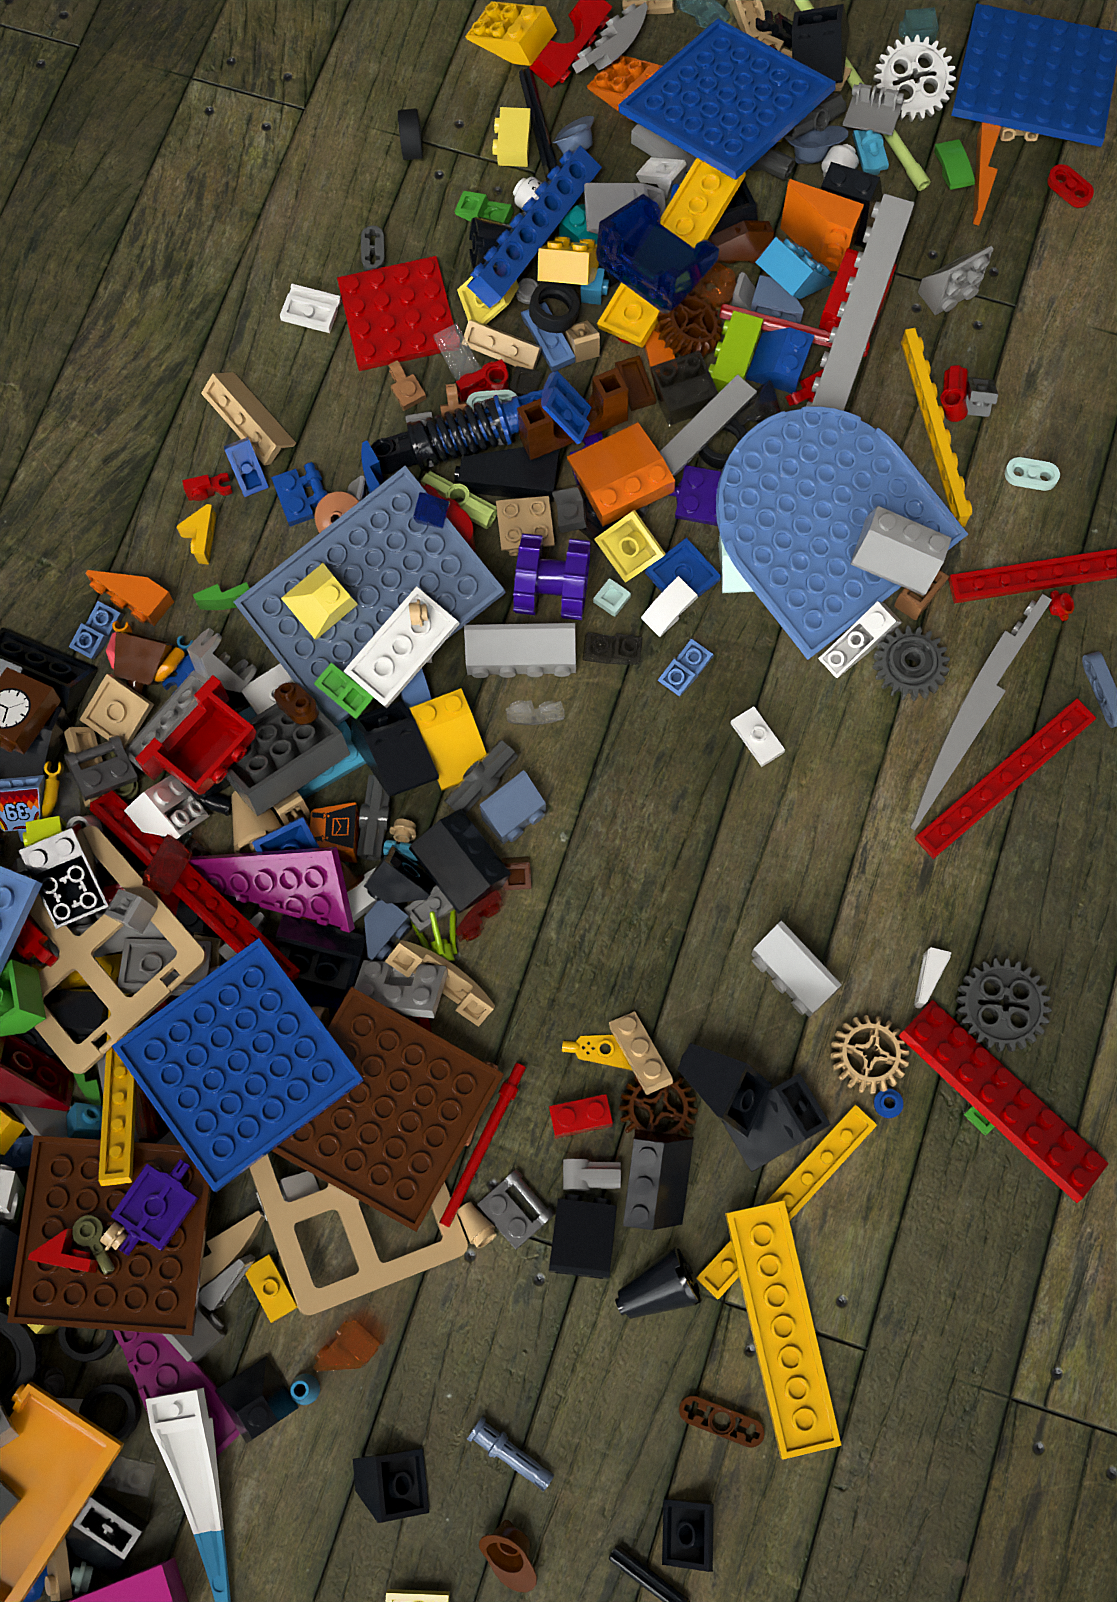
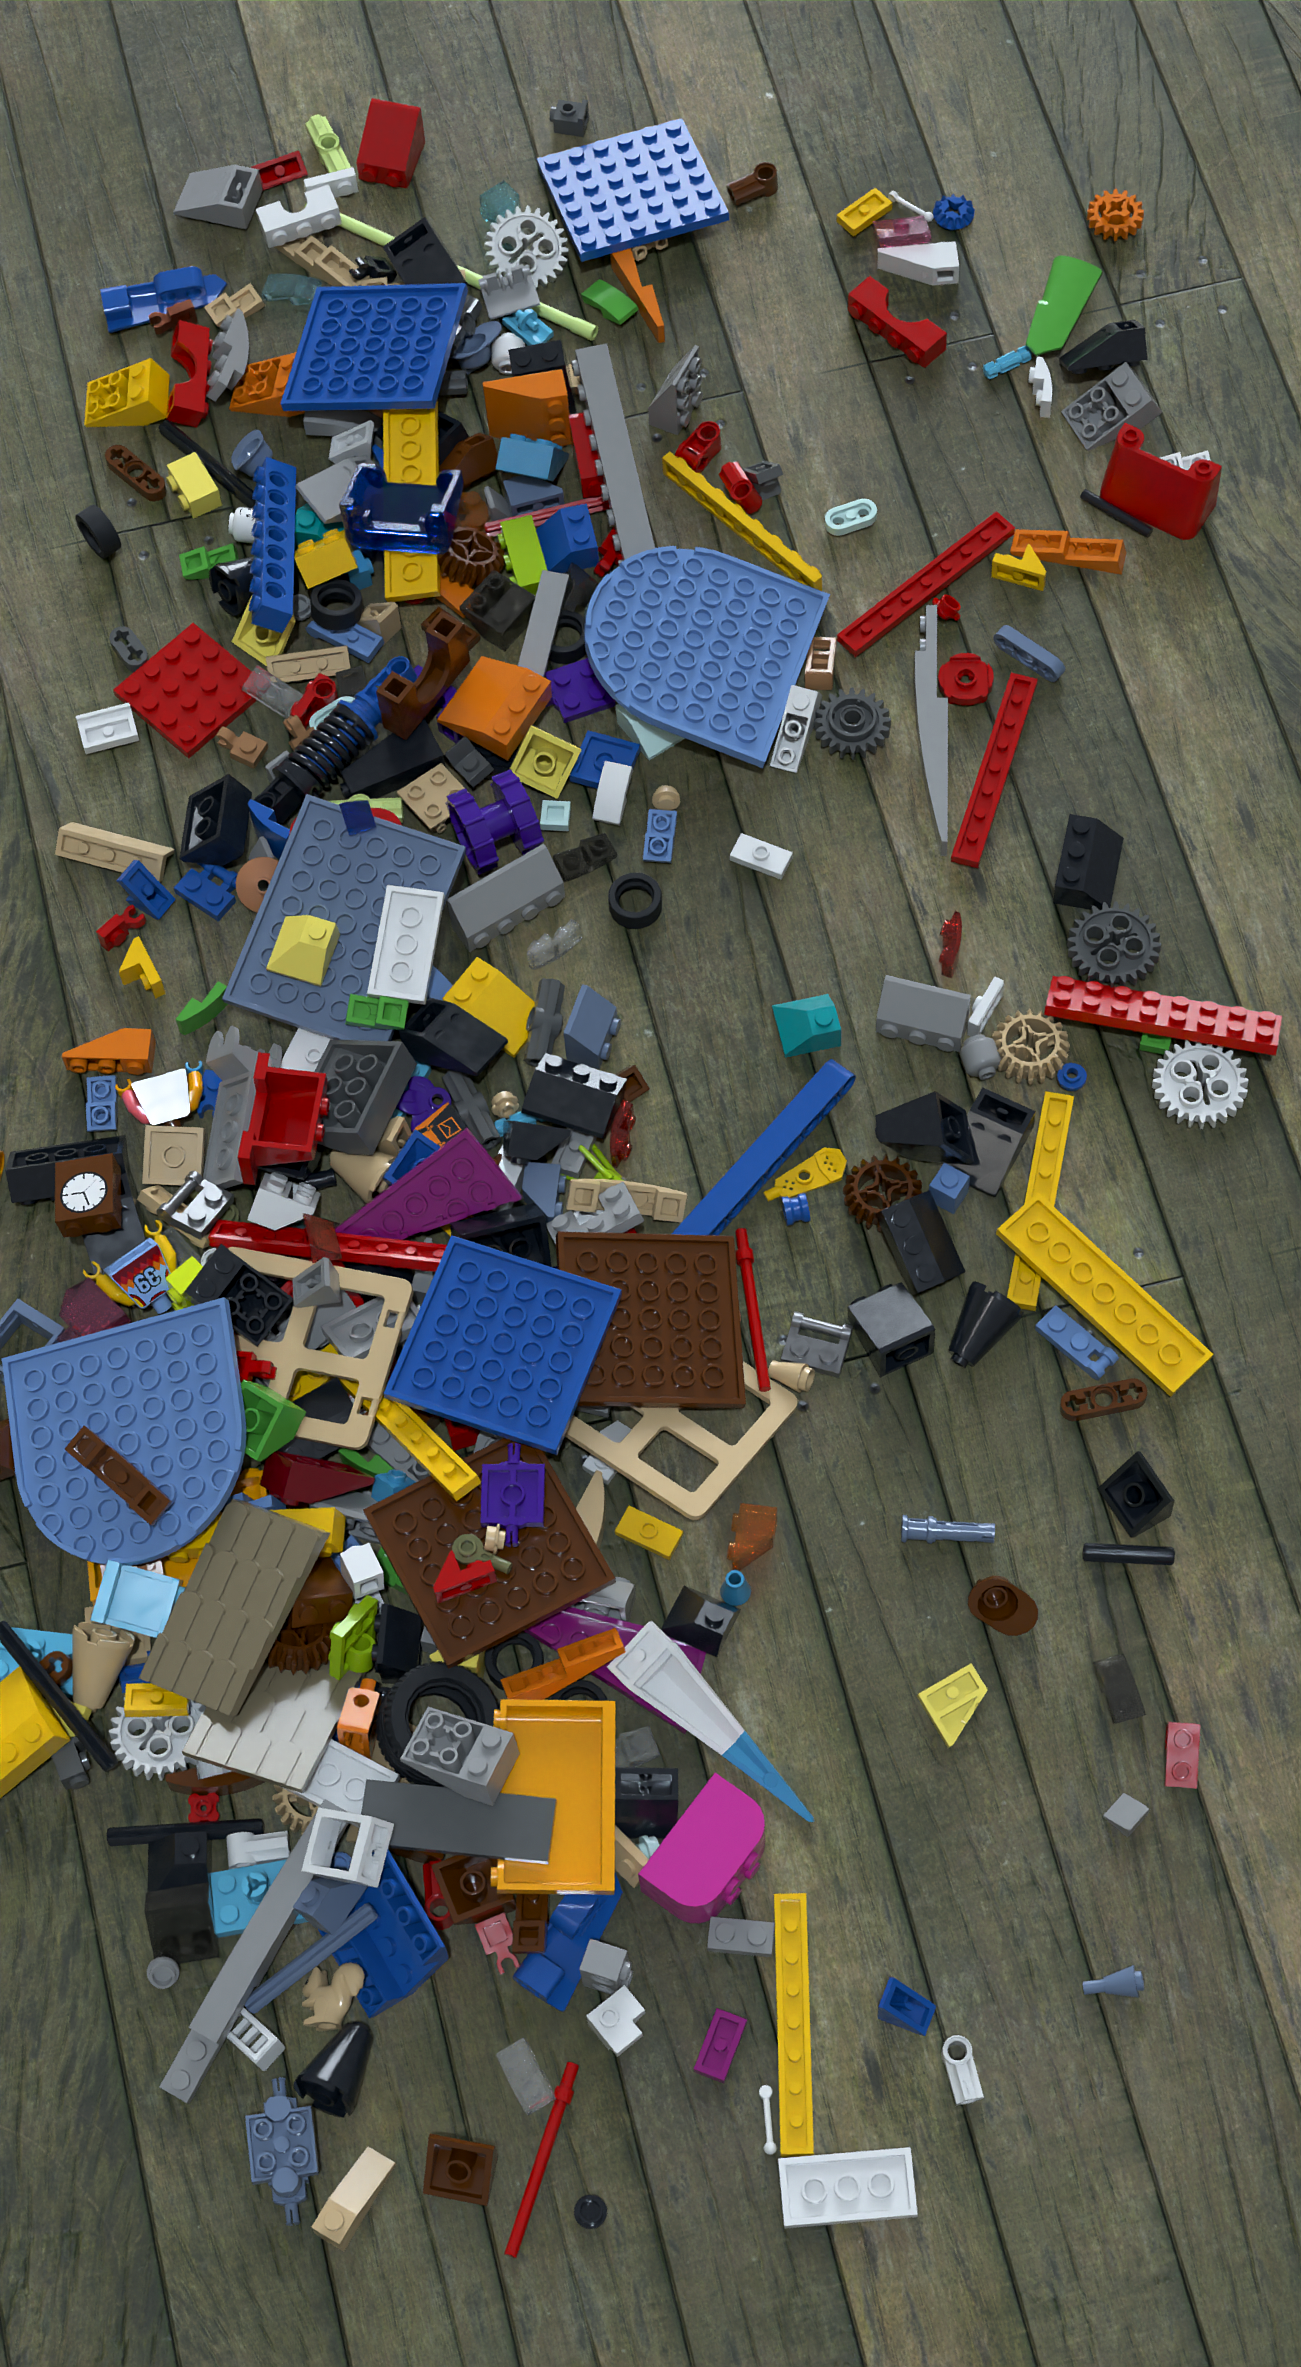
camera: 30 degrees left, 10 degrees down
(116, 1378) = (573, 1663): none -> orange slope
(221, 1287) = (609, 1539): light grey slope -> none
(296, 703) = (340, 1046): reddish brown plate -> none
(336, 442) = (216, 823): none -> black slope
(336, 784) = (418, 1100): none -> dark purple plate
(392, 1484) = (861, 1609): black slope -> none
(418, 613) = (405, 903): tan plate -> none
(475, 109) = (137, 483): none -> reddish brown beam
(565, 406) = (415, 669): blue slope -> none
(576, 1077) = (795, 1209): none -> blue wheel
(580, 1116) = (821, 1236): red brick -> none
(581, 1012) = (769, 1151): none -> blue beam
(583, 1174) = (857, 1280): light grey piece -> none
(629, 693) = (629, 882): none -> black tyre
(640, 1053) = (837, 1155): tan plate -> none
(696, 912) = (807, 1025): none -> teal slope
(711, 637) = (666, 798): none -> tan plate
(715, 1141) = (949, 1188): none -> medium blue brick
(732, 1352) = (1076, 1342): none -> medium blue plate
(820, 1037) = (980, 1056): none -> light grey head
(854, 992) = (985, 1006): none -> white plate
(868, 911) = (951, 935): none -> clear red slope
(900, 550) = (782, 633): slope -> none
(932, 967) = (1035, 952): white slope -> none
(940, 338) = (698, 449): none -> red piece
(1020, 1191) = (1174, 1088): none -> white gear
(1029, 916) = (1087, 864): none -> black slope
(1049, 676) = (965, 693): none -> red plate
(1071, 186) = (723, 267): red plate -> none

